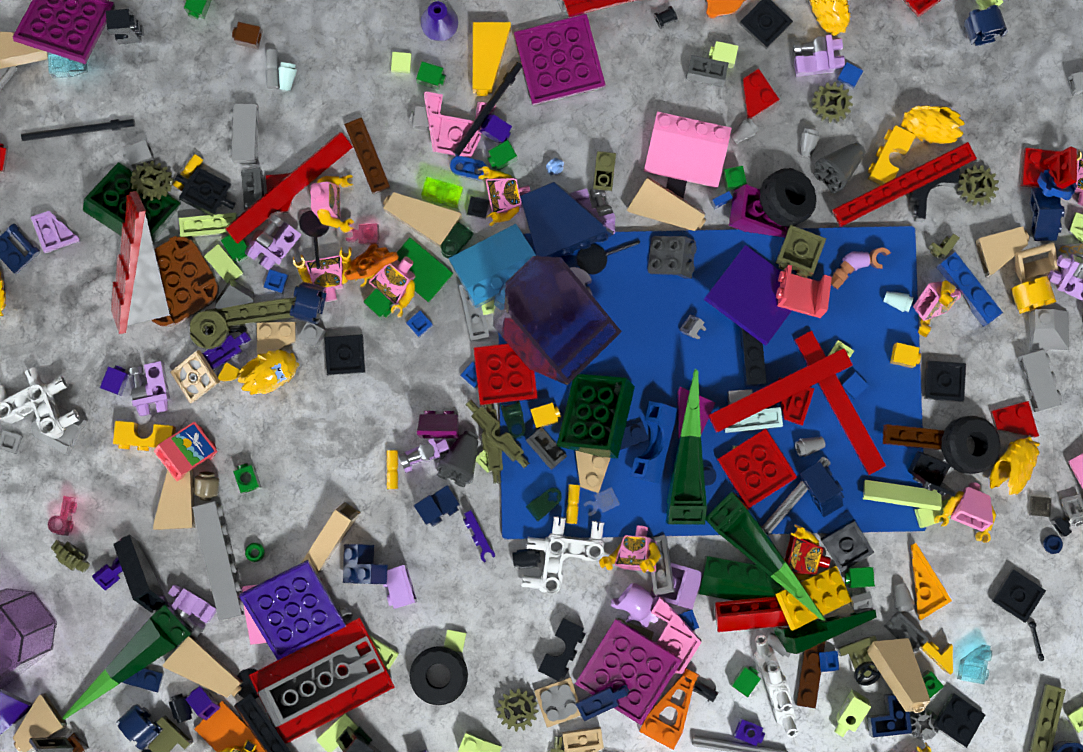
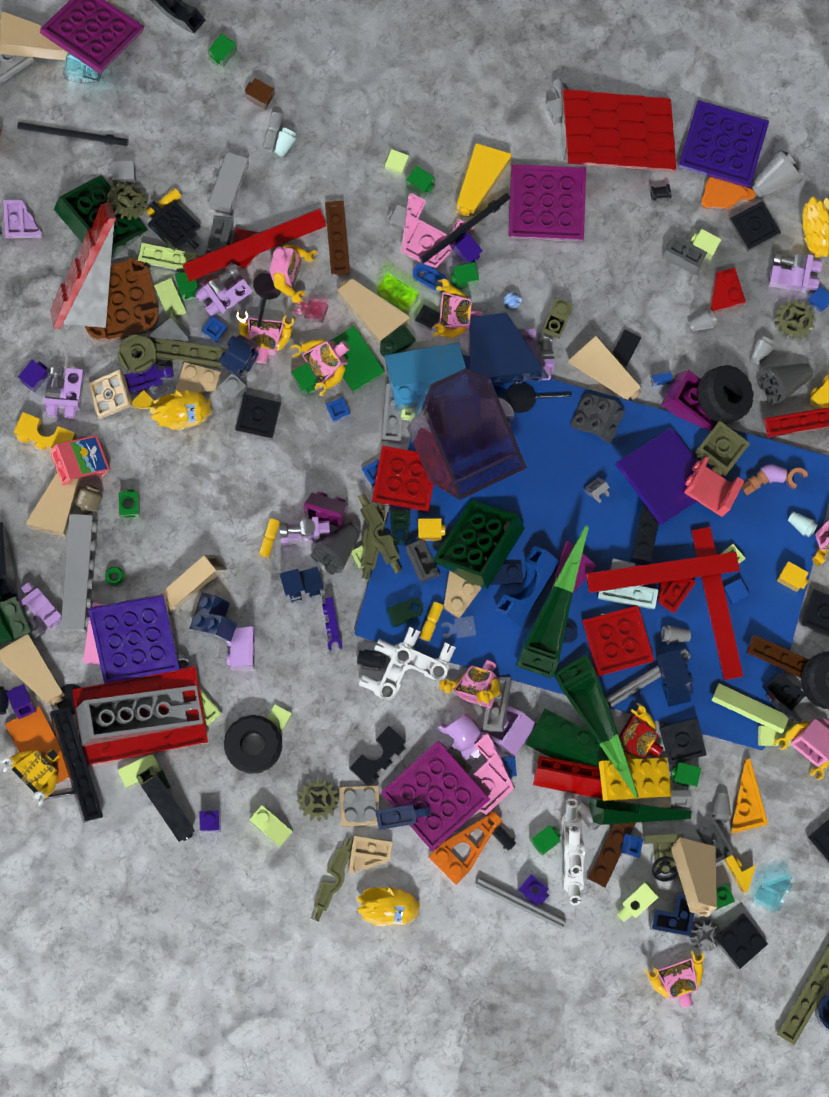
camera: 15 degrees right, 5 degrees down
(124, 26) = (147, 50): black arch -> none
(370, 262) = (309, 336): orange tile -> none
(439, 21) = (444, 133): dark purple cone -> none
(687, 149) = (643, 322): bright pink slope -> none
(734, 178) = (679, 361): green brick -> none

